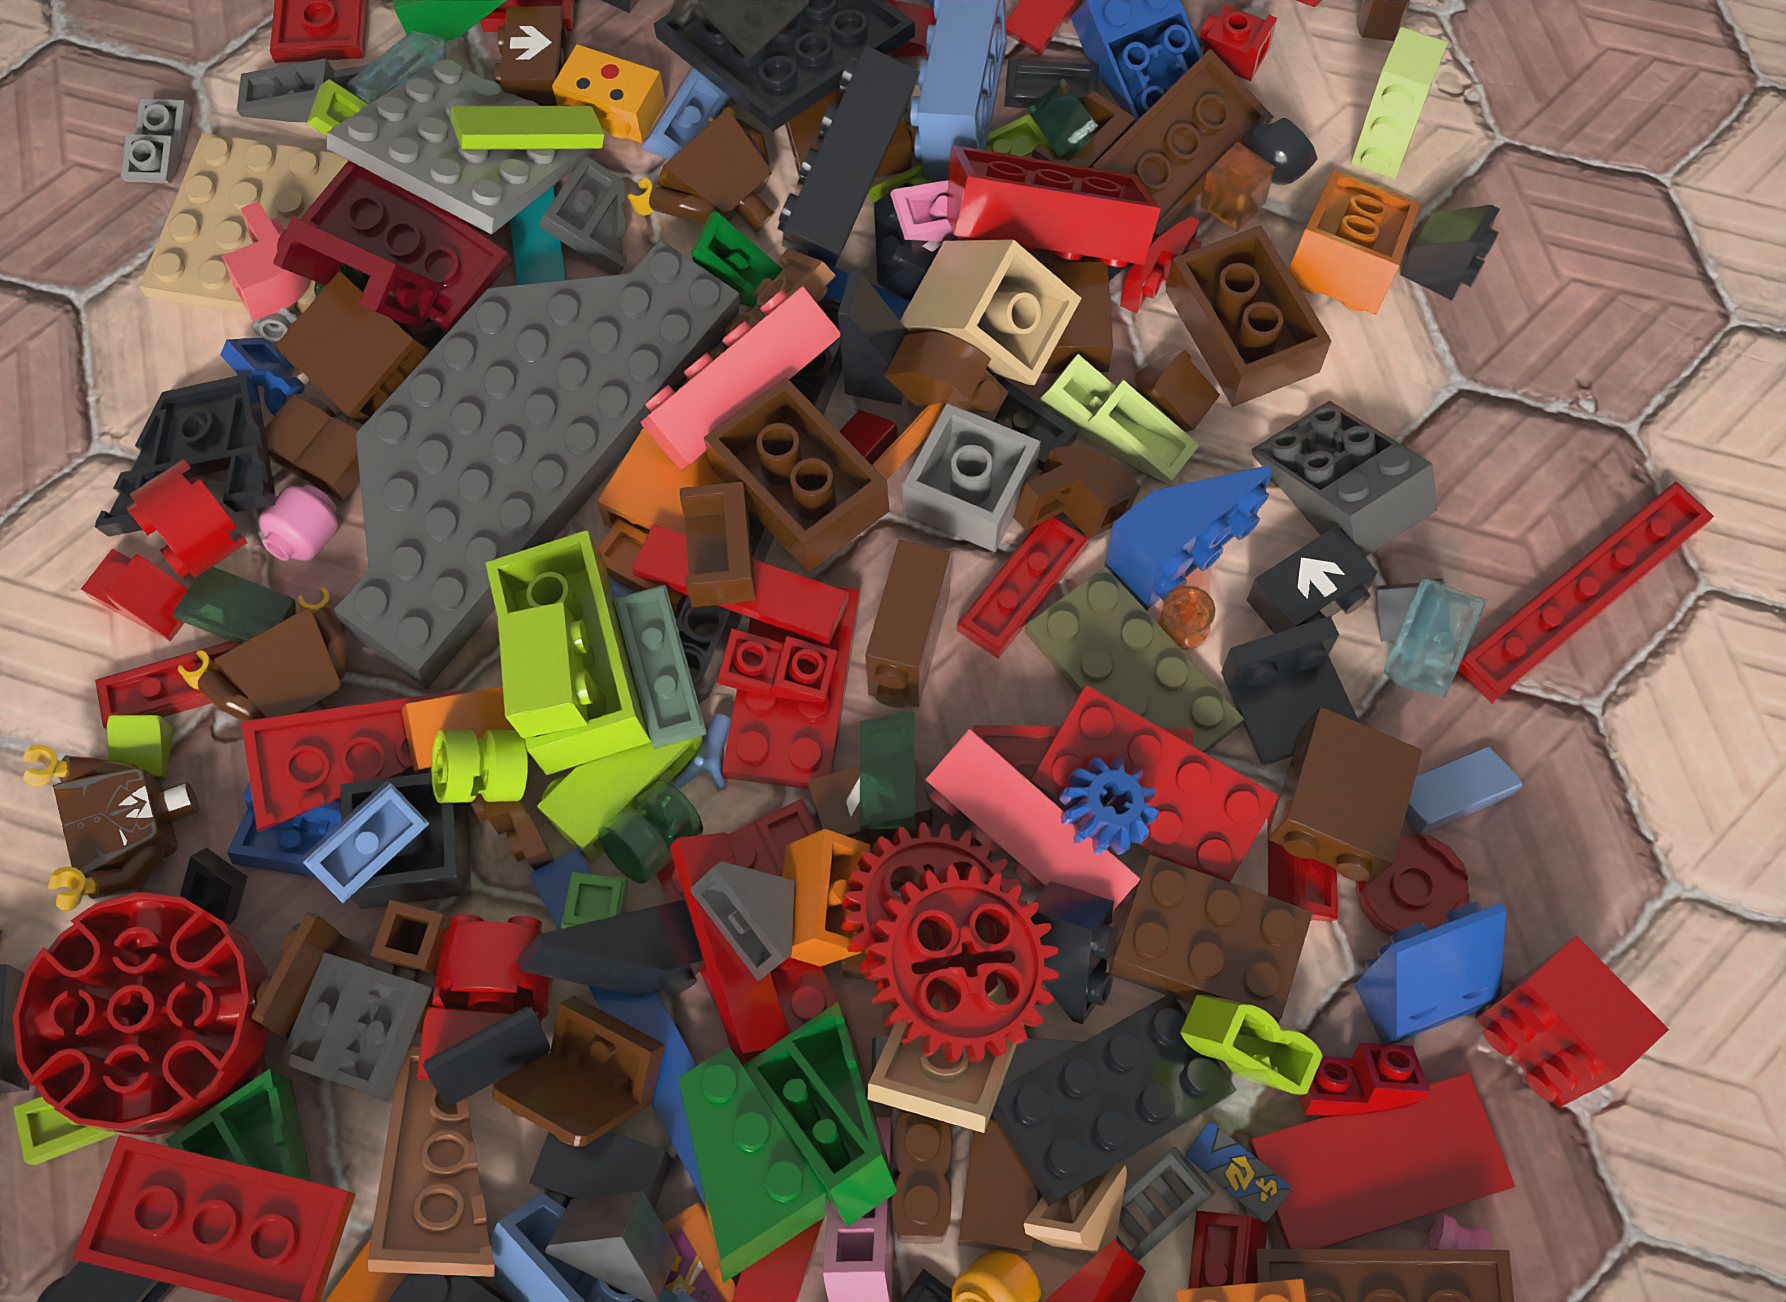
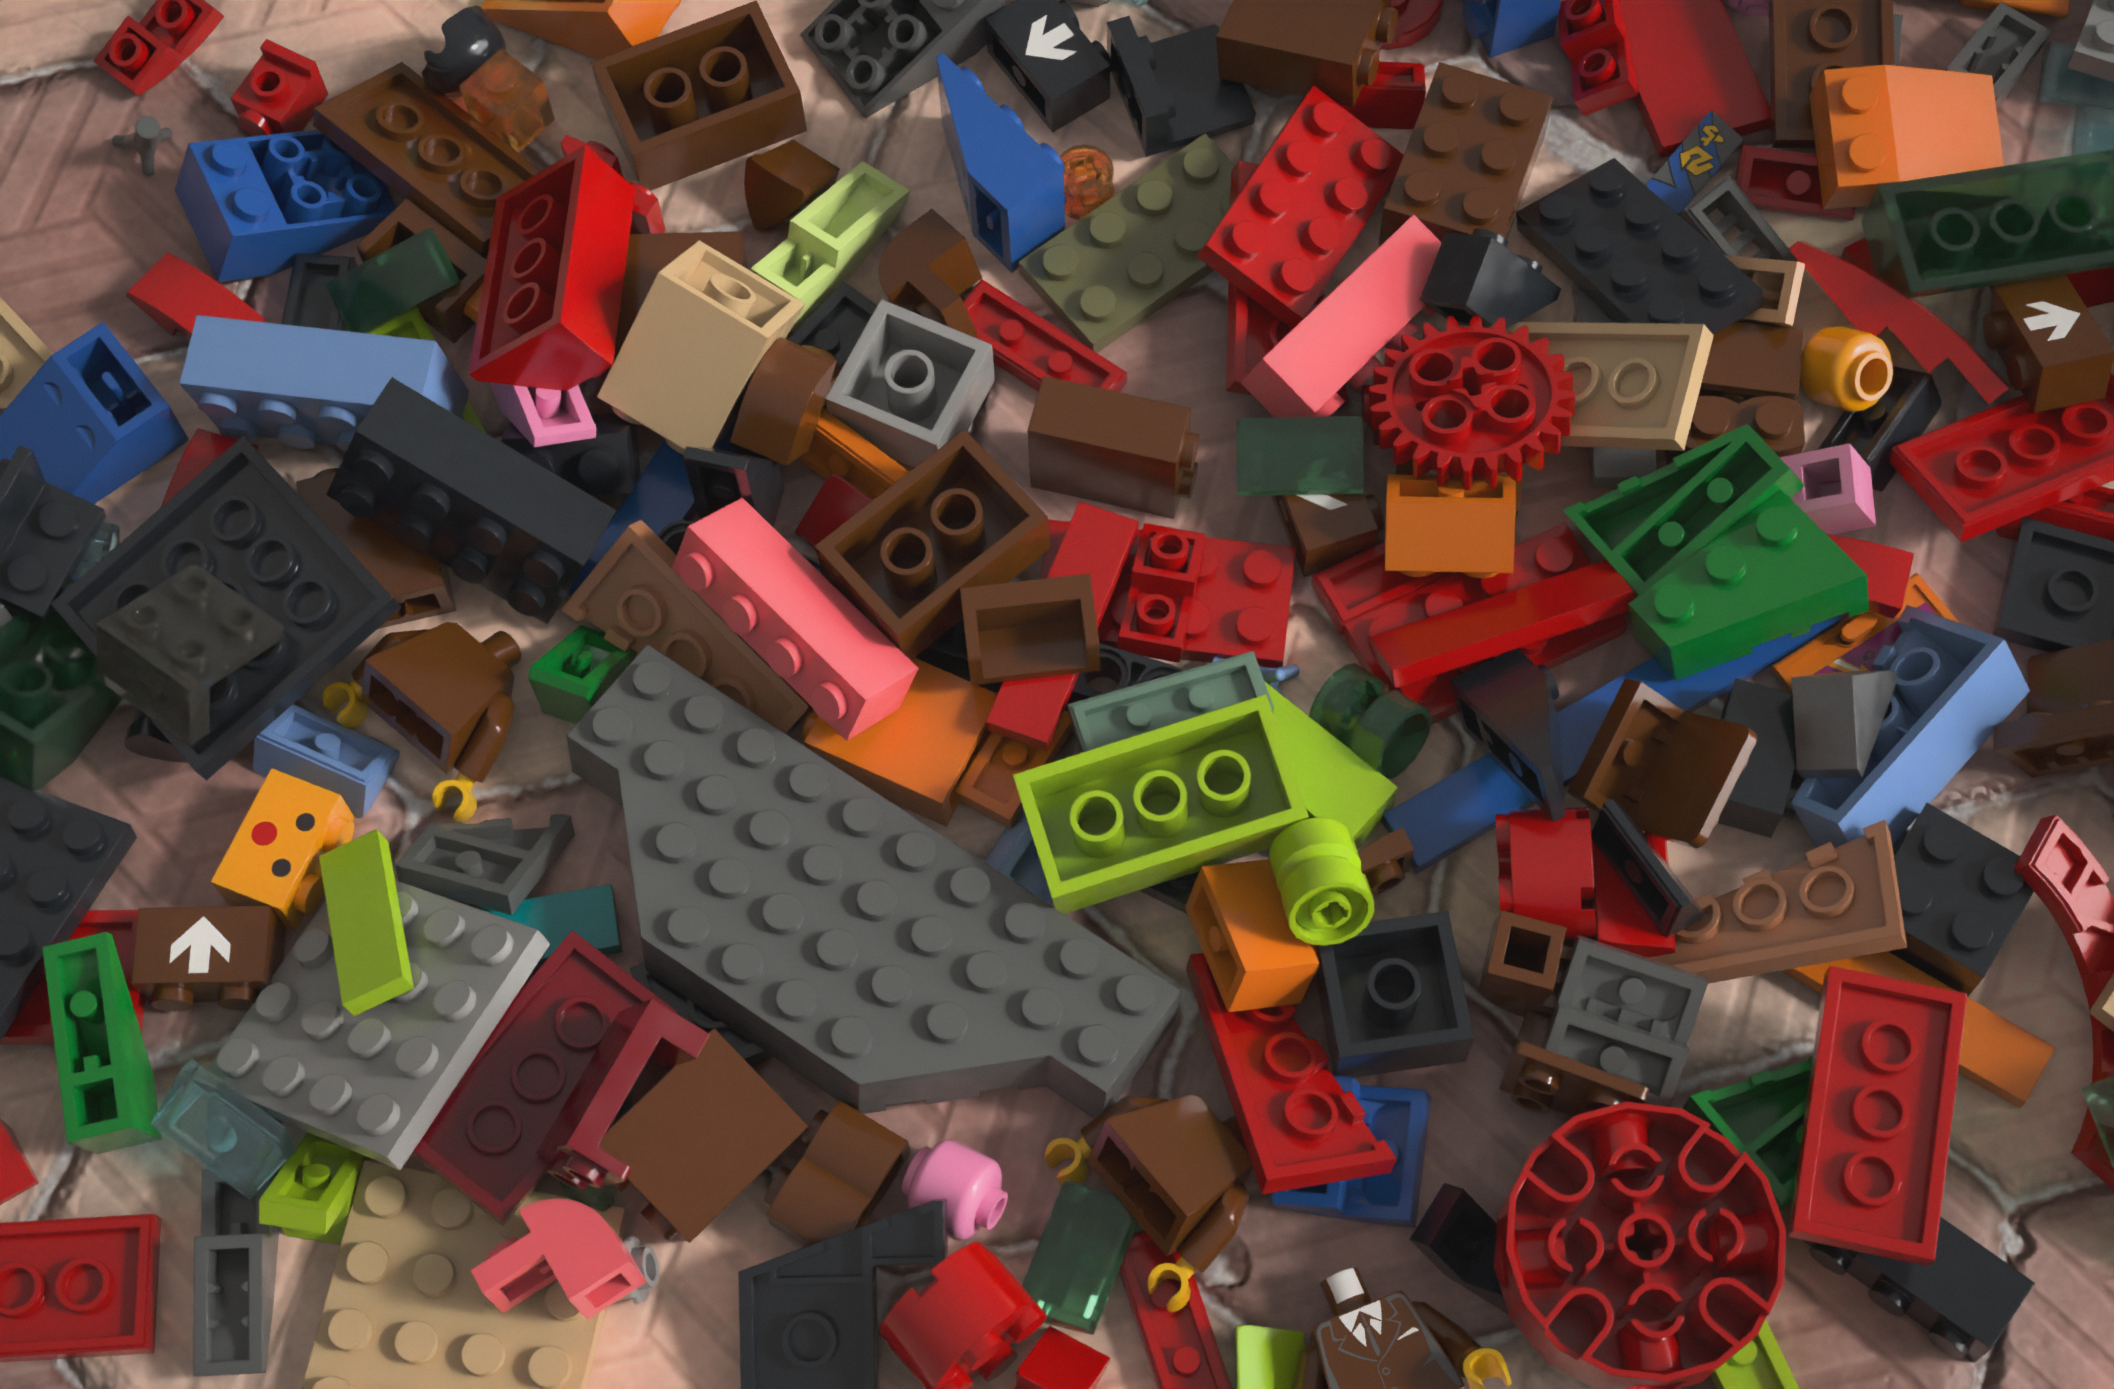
camera: 90 degrees left, 0 degrees up
(265, 366) = (709, 1274): blue plate -> none
(364, 841) = (1411, 1016): medium blue slope -> none
(544, 670) = (1218, 786): lime brick -> none
(594, 898) = (1455, 783): bright green tile -> none
(751, 913) = (1485, 583): flat silver slope -> none
(971, 1016) = (1570, 371): red gear -> none
(1112, 788) = (1348, 225): blue gear -> none
(1251, 1044) = (1578, 127): lime brick -> none

